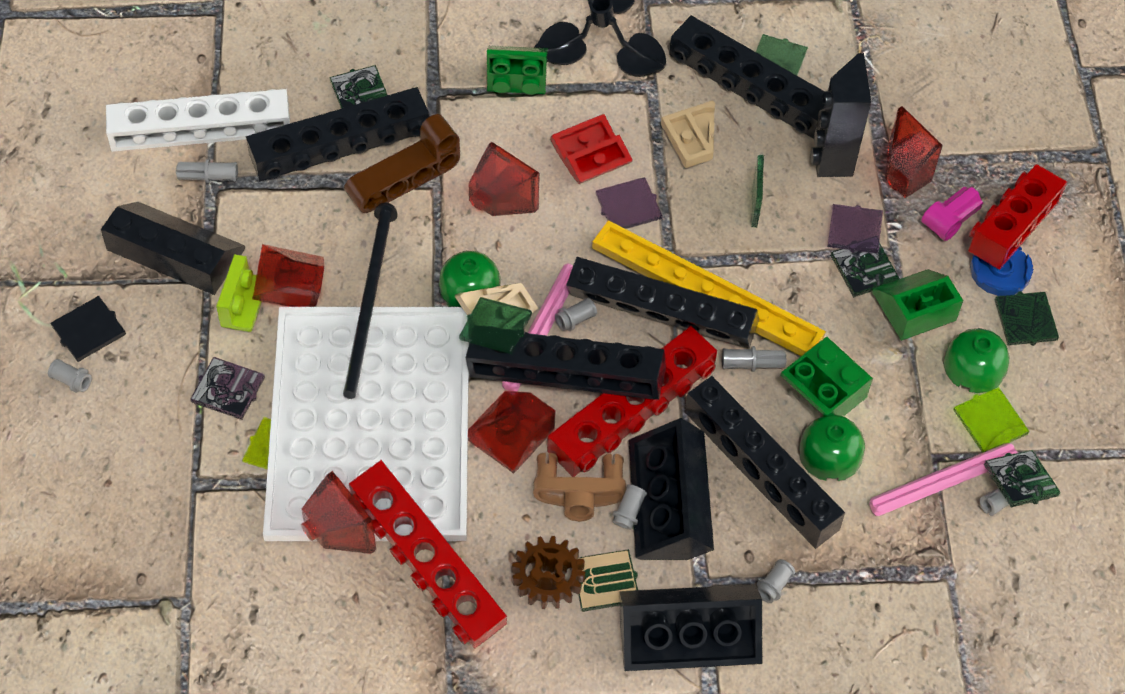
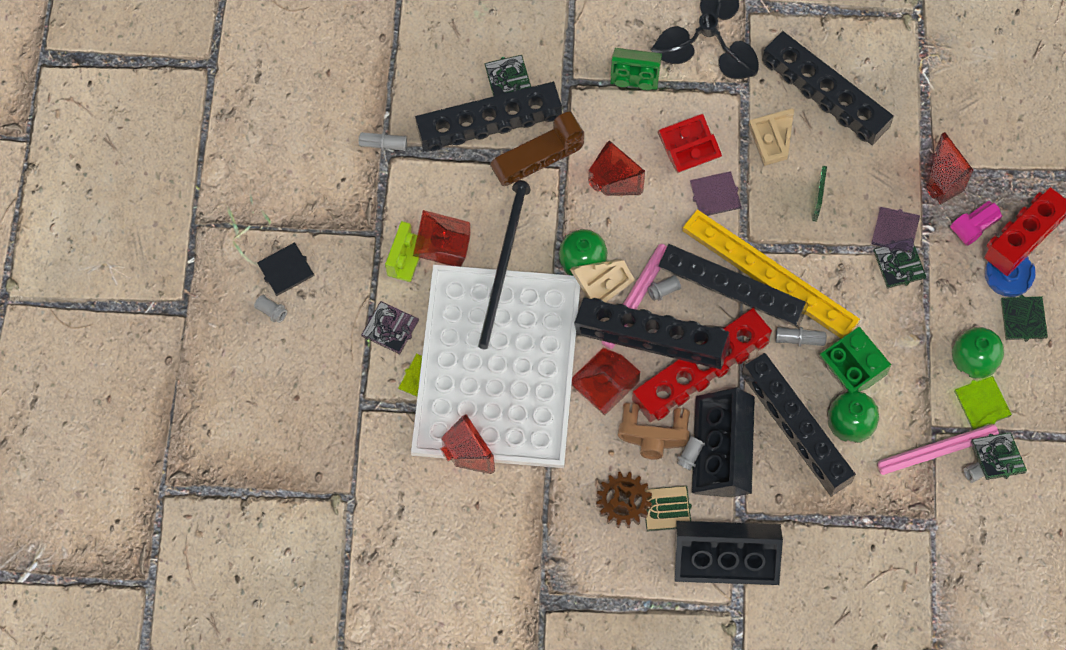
camera: 10 degrees right, 10 degrees up
(170, 245) = (352, 204): black slope -> none
(194, 119) = (368, 104): white brick -> none
(488, 617) = (501, 421): red brick -> none
(495, 325) = (599, 297): clear green piece -> none
(774, 582) = (796, 521): light grey pin -> none
(782, 52) = (854, 67): clear green piece -> none
(842, 120) = (894, 142): black slope -> none
(919, 302) = (937, 299): green slope -> none

